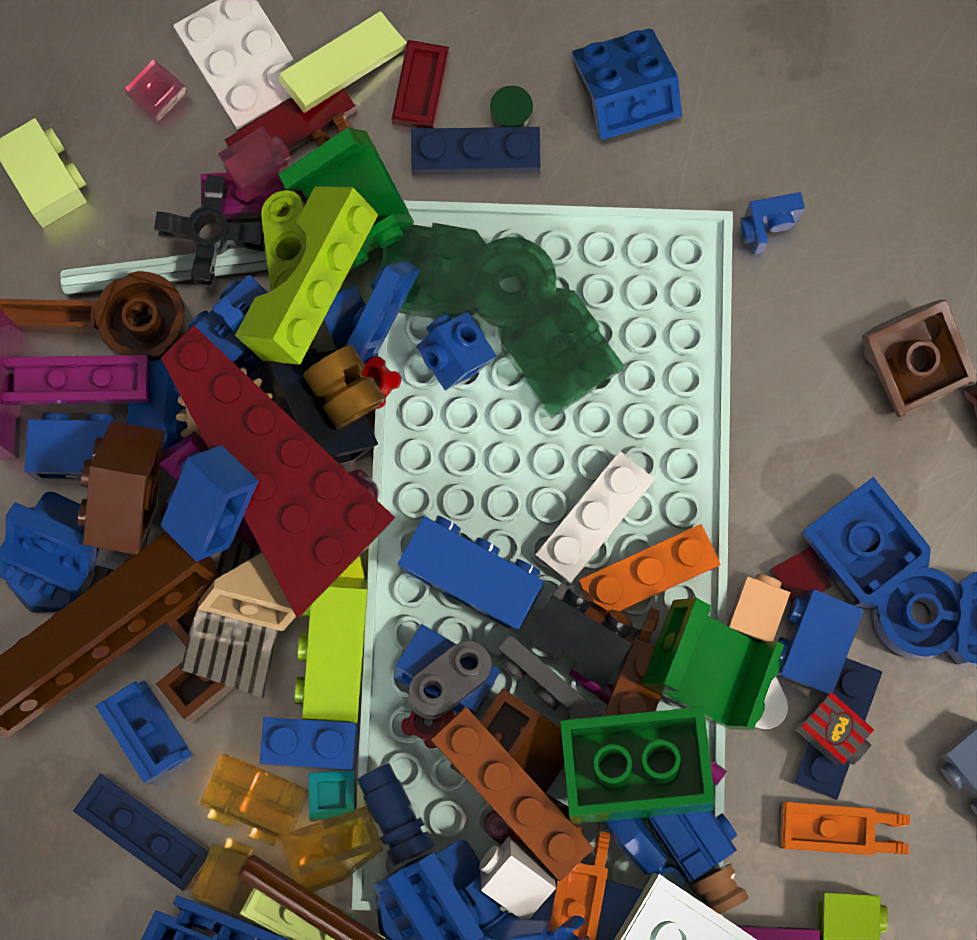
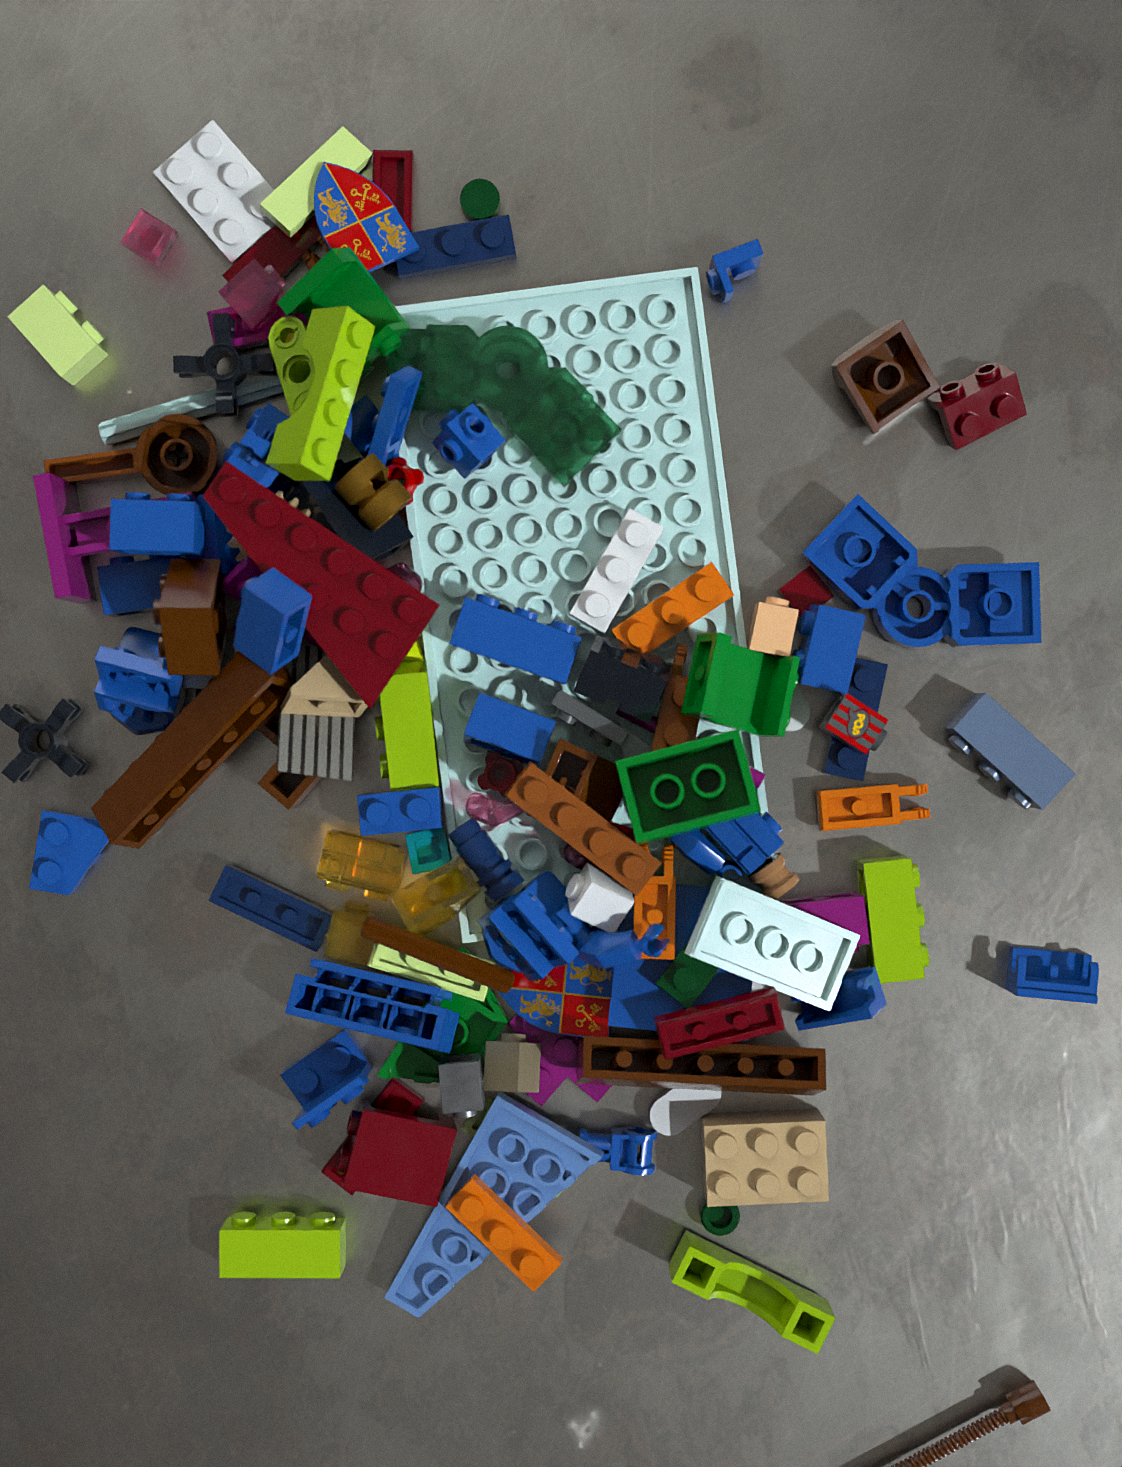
camera: 10 degrees left, 10 degrees up
(104, 383) = (157, 526): none -> blue brick
(144, 731) = (256, 822): blue hinge -> none
(383, 102) = (359, 216): none -> shield
(410, 761) = (490, 811): none -> clear pink arm
(450, 678) = (513, 737): flat silver plate -> none
(629, 83) = (584, 157): blue bracket -> none

